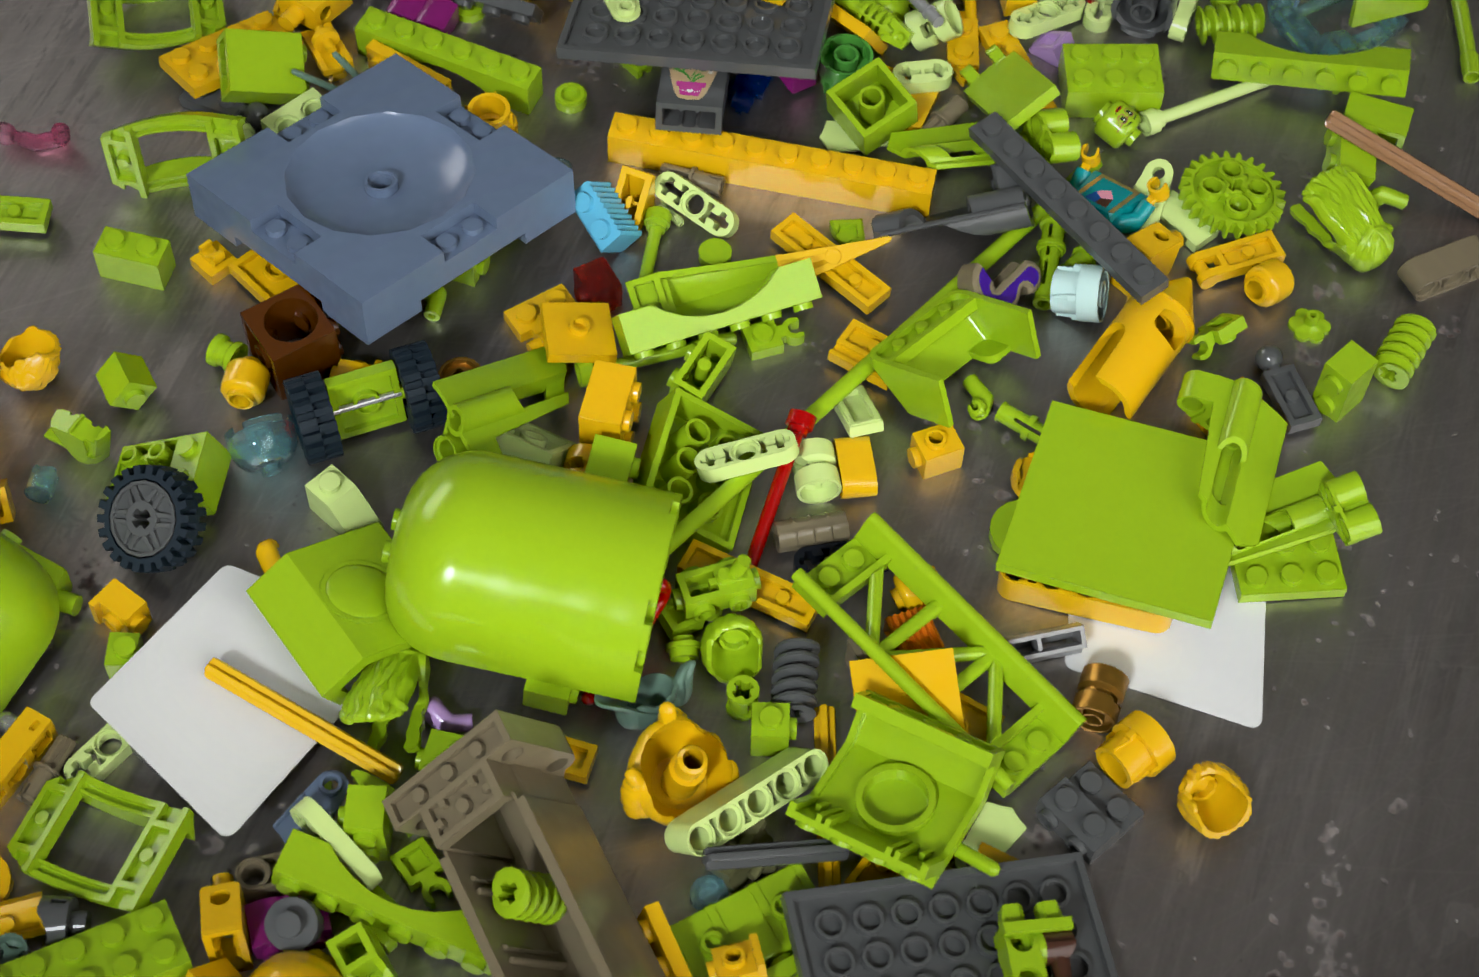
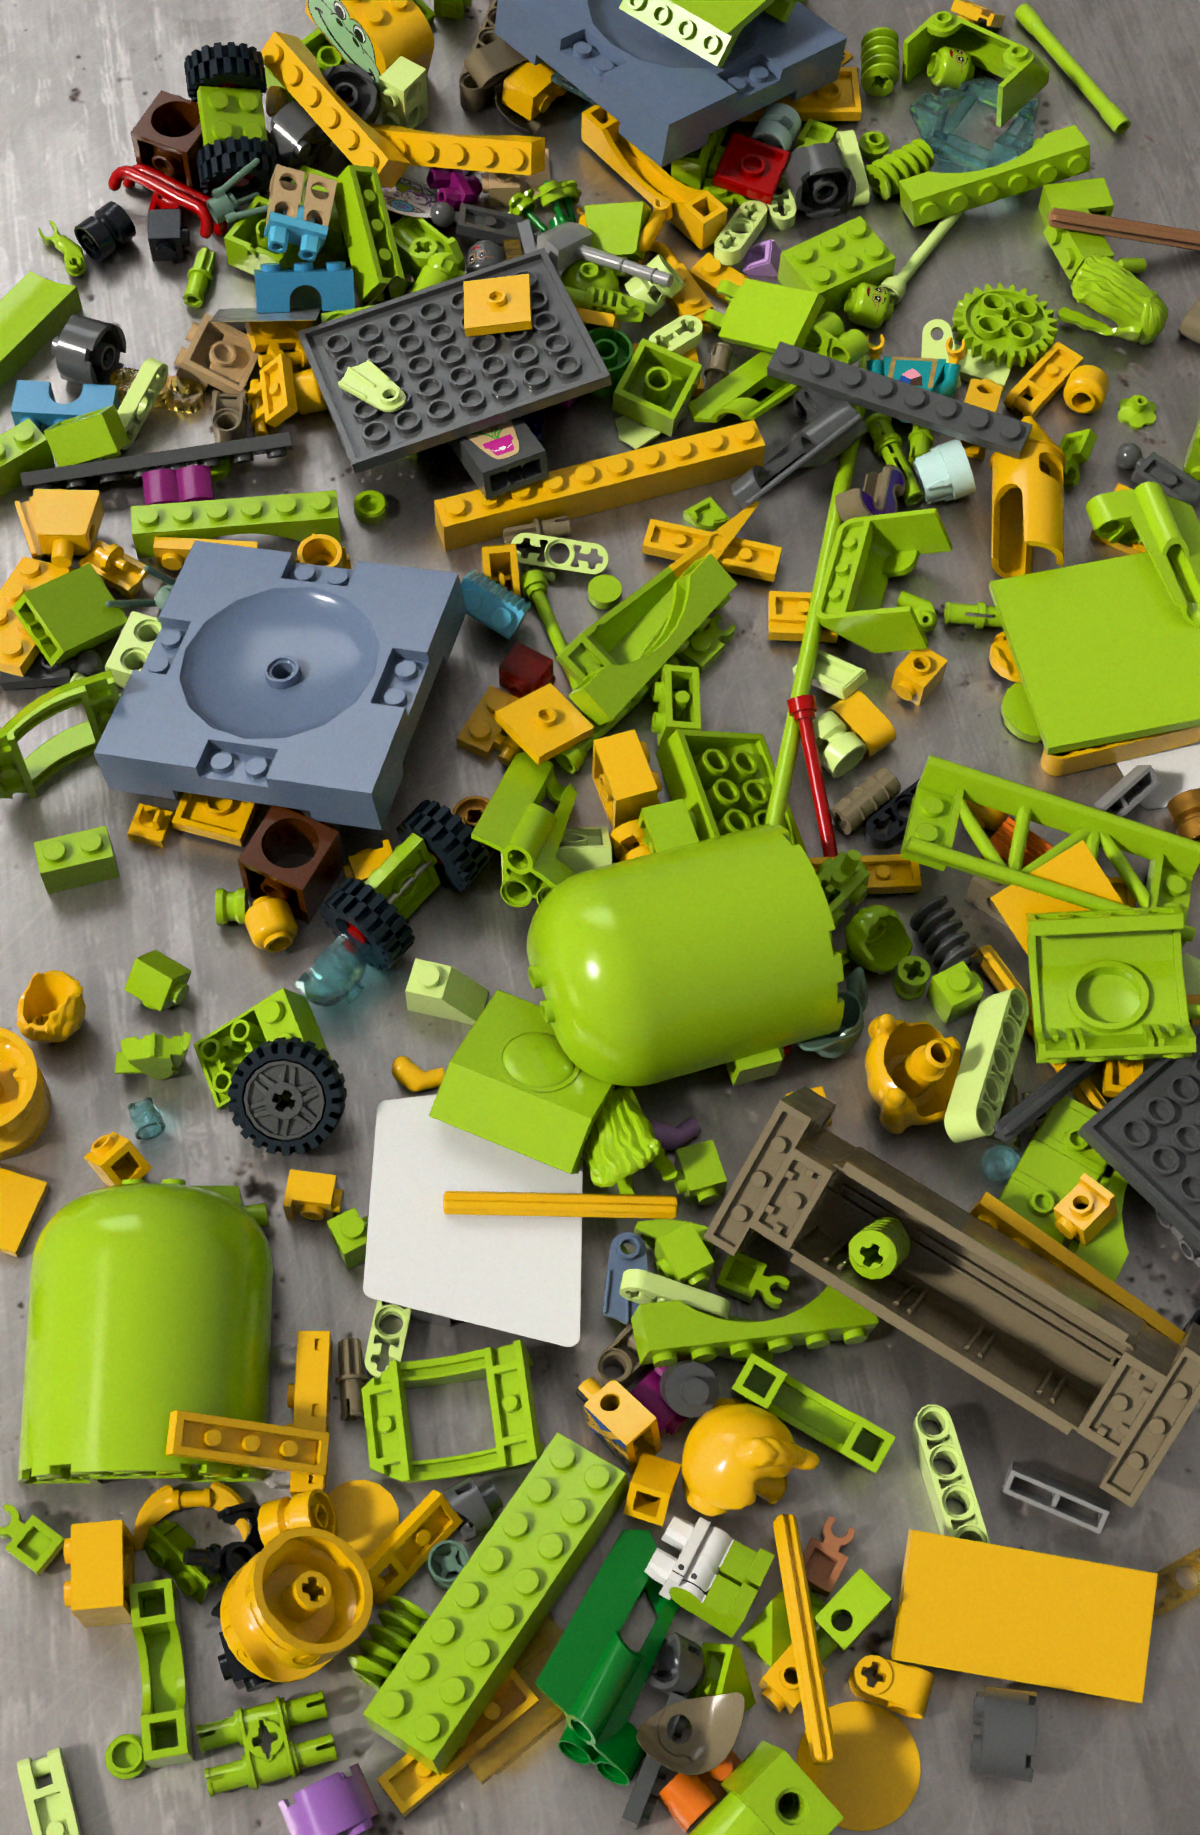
camera: 30 degrees left, 5 degrees up
(760, 461) = (778, 775): yellowish green beam -> none

